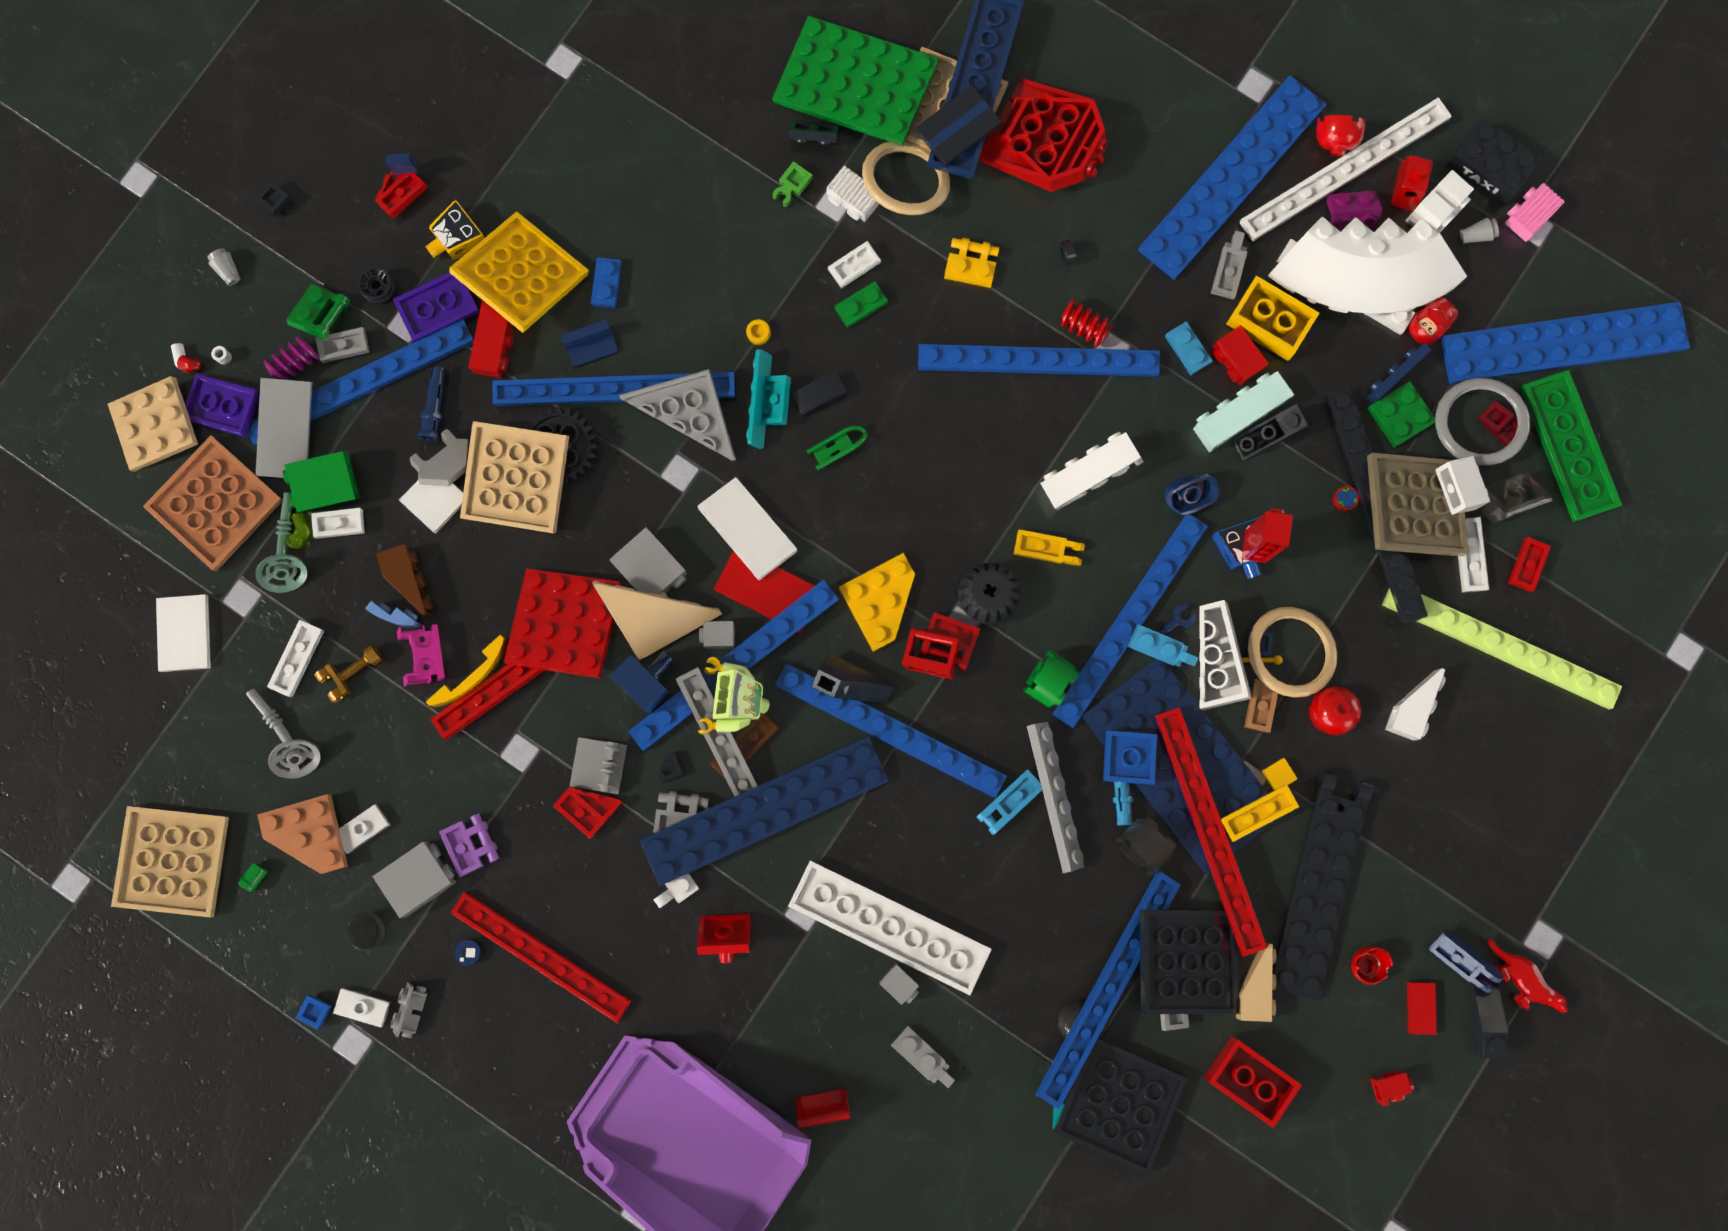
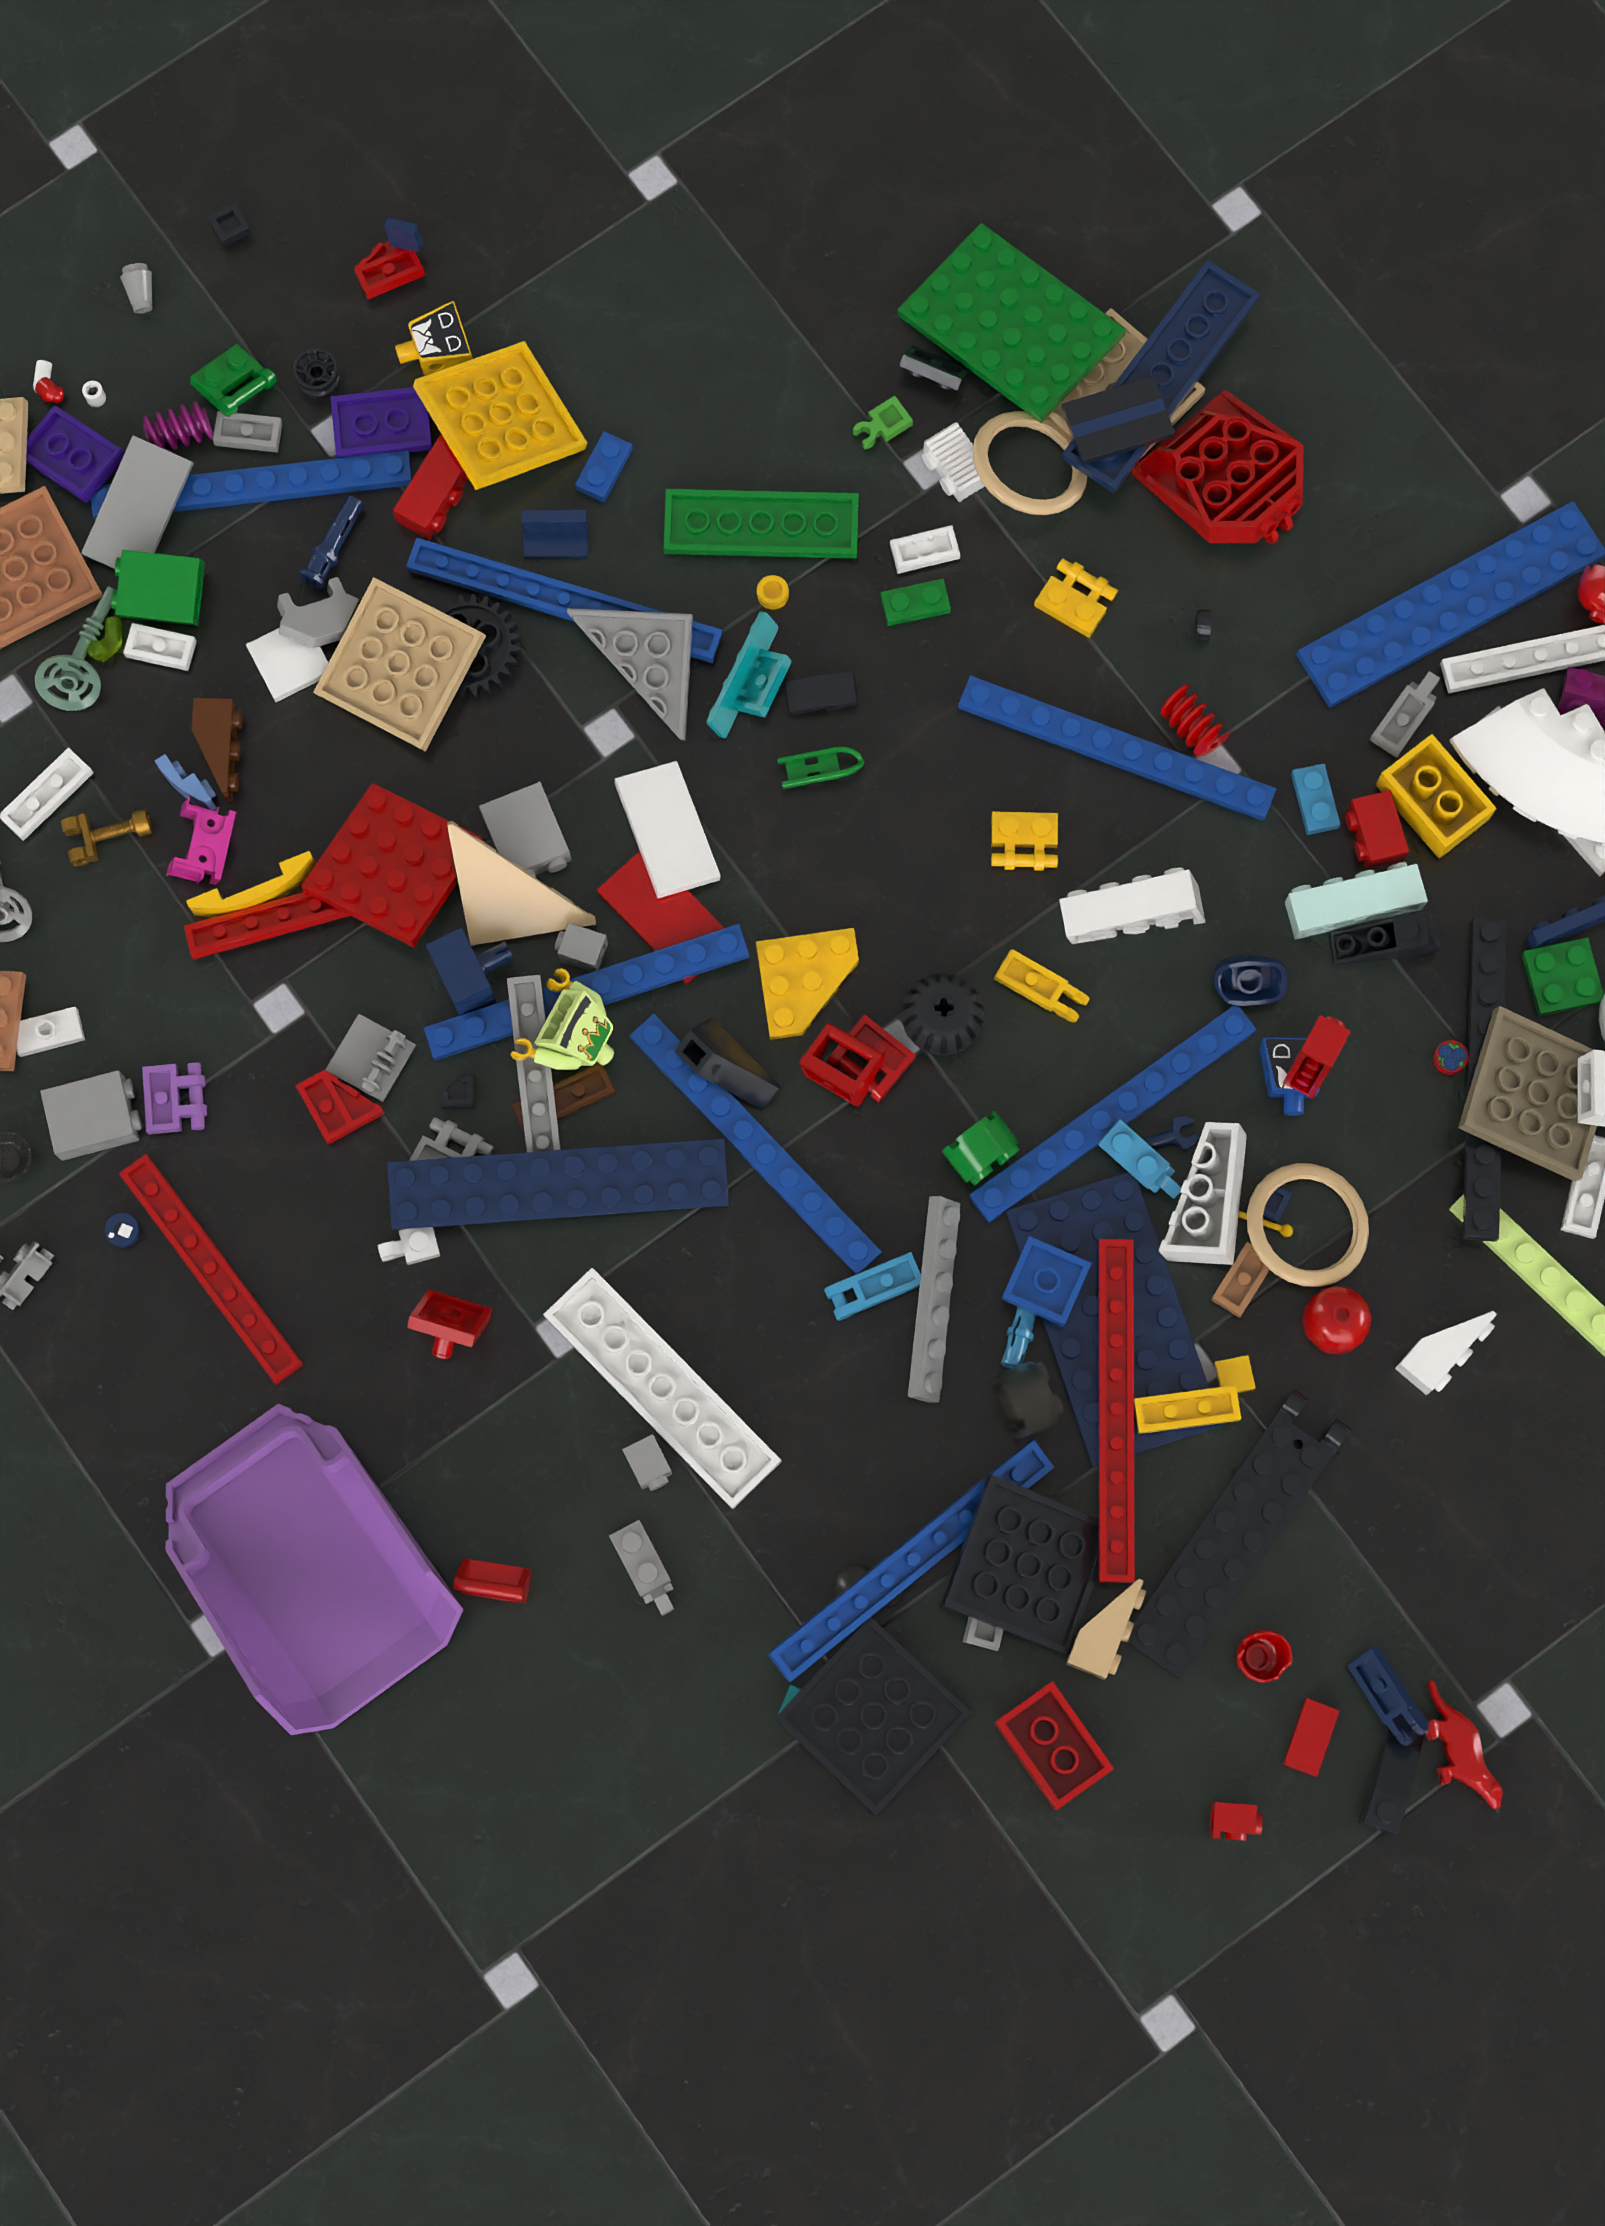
camera: 20 degrees right, 5 degrees down
(732, 285) = (761, 523): none -> green plate
(996, 441) = (1024, 831): none -> yellow plate

